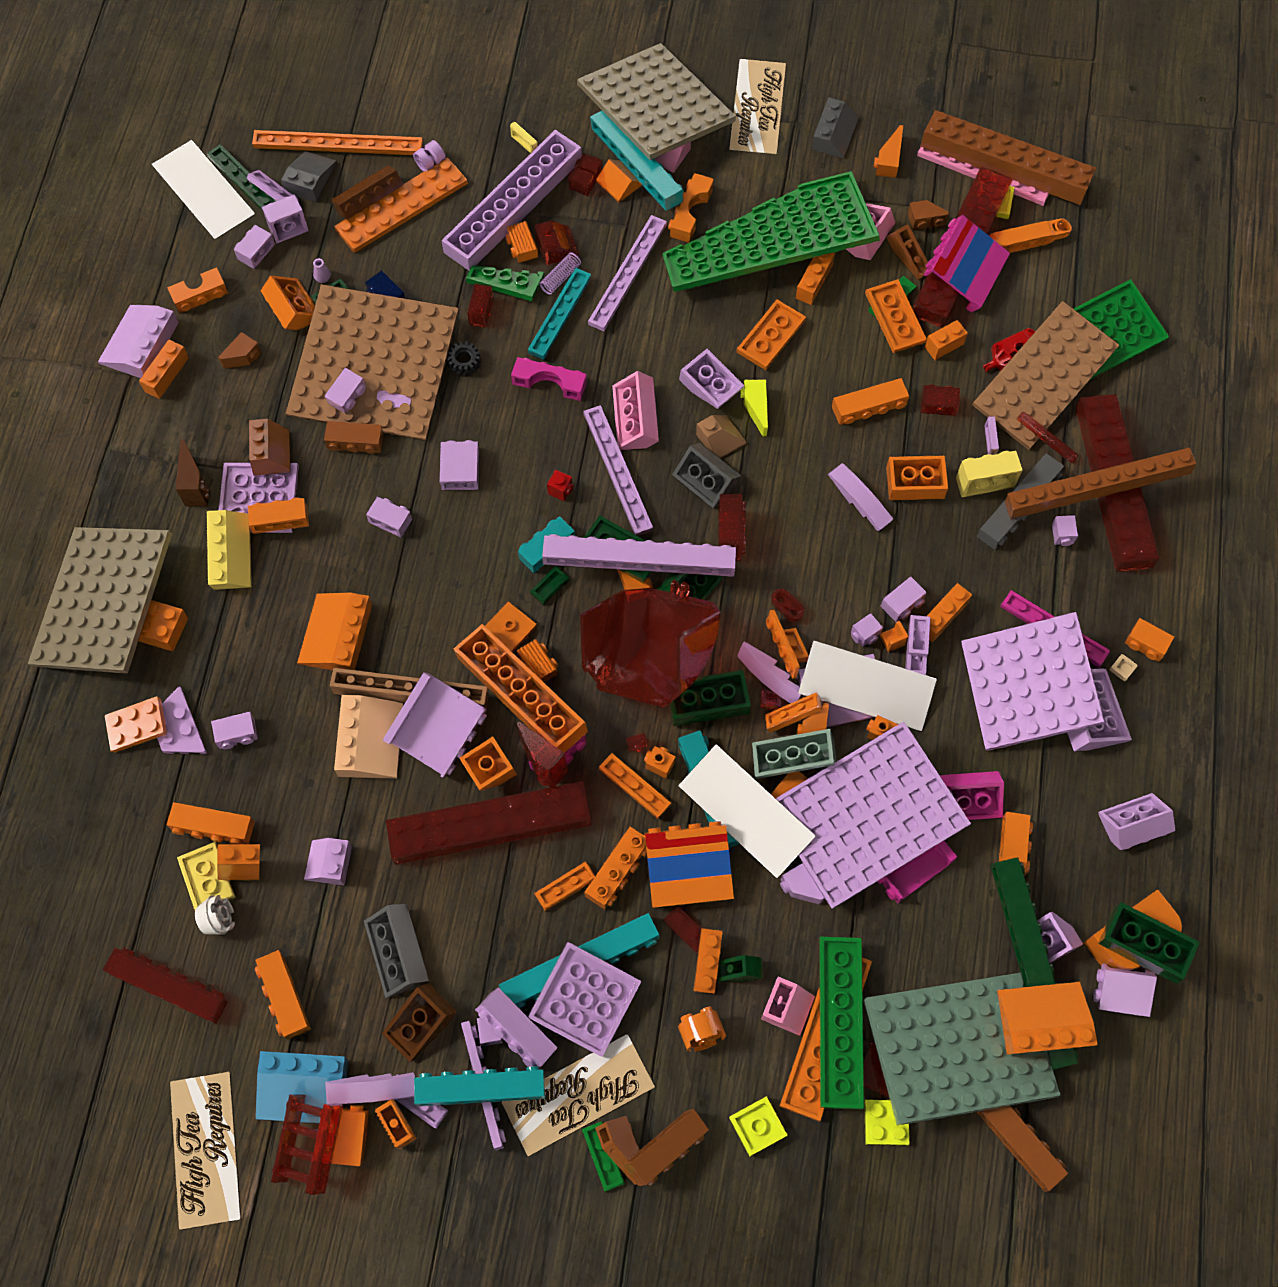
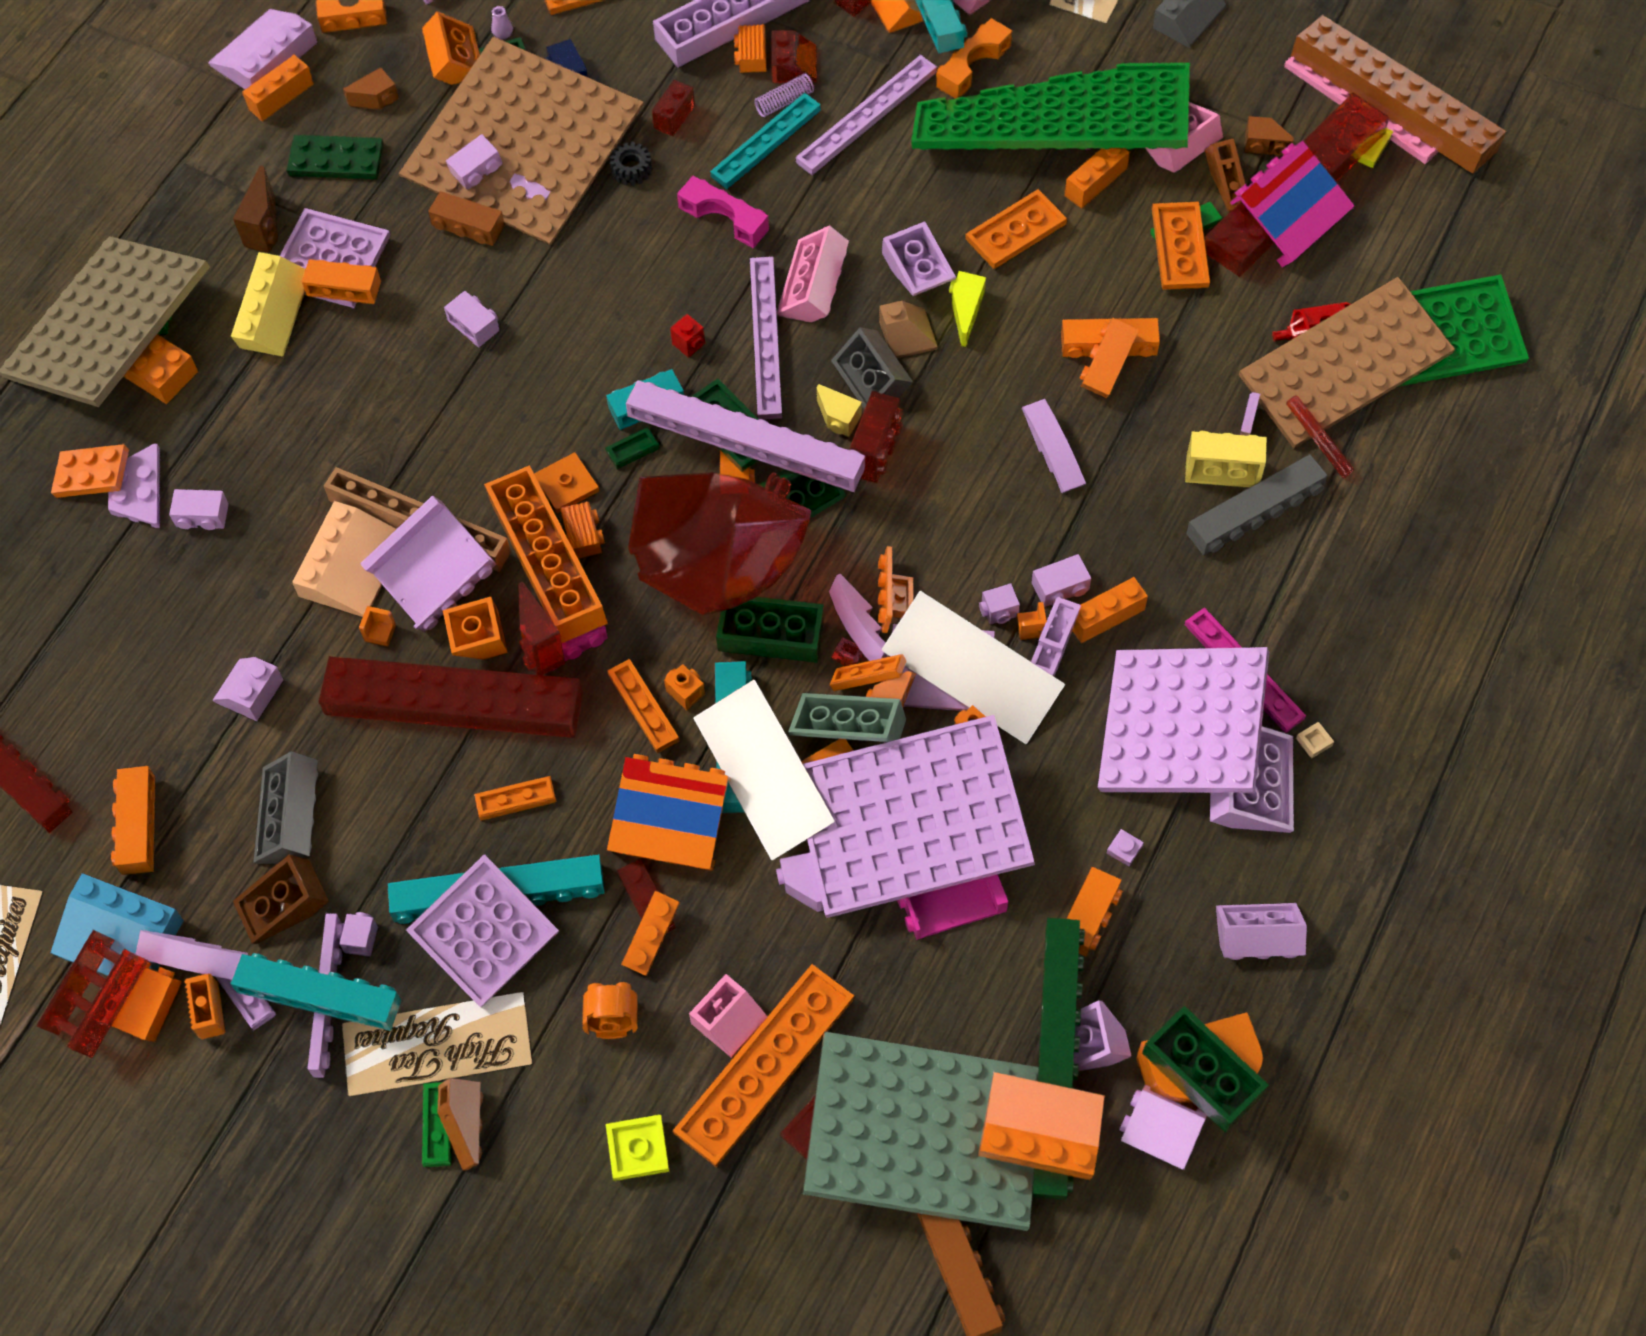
camera: 20 degrees right, 5 degrees down
(201, 877) = (102, 665): light yellow tile -> none
(210, 823) = (129, 604): orange brick -> none
(214, 916) = (92, 707): white cone -> none
(228, 413) = (335, 157): none -> dark green plate
(238, 861) = (140, 653): orange brick -> none
(268, 447) = (361, 203): dark orange slope -> none
(335, 631) = (361, 430): orange slope -> none
(411, 783) = (377, 626): none -> orange panel
(459, 465) = (577, 282): lavender brick -> none
(515, 1028) = (386, 938): lavender brick -> none
(516, 284) = (716, 89): green wing -> none
(617, 868) = (580, 796): orange brick -> none
(636, 742) = (664, 655): clear red plate -> none
(666, 1147) = (512, 1132): dark orange brick -> none
(693, 513) = (838, 410): none -> light yellow slope
(739, 969) = (686, 955): dark green slope -> none
(788, 605) = (914, 550): clear red plate -> none
(841, 1023) = (784, 1055): green plate -> none
(878, 418) = (1108, 357): none -> orange brick
(882, 1126) = (789, 1202): neon yellow plate -> none
(889, 154) = (1246, 56): orange slope -> none
(916, 477) = (1132, 441): orange brick -> none
(940, 400) = (1199, 358): clear red brick -> none
(946, 340) = (1234, 289): orange brick -> none
(977, 793) = (1060, 836): dark pink slope -> none
(1020, 788) = (1125, 847): none -> lavender plate
(1032, 235) = (1393, 193): orange piece -> none
(1064, 530) = (1300, 553): lavender brick -> none
(1100, 483) = (1362, 504): dark orange brick -> none
(1125, 511) = (1391, 516): clear red brick -> none
(1149, 640) = (1361, 715): orange brick -> none

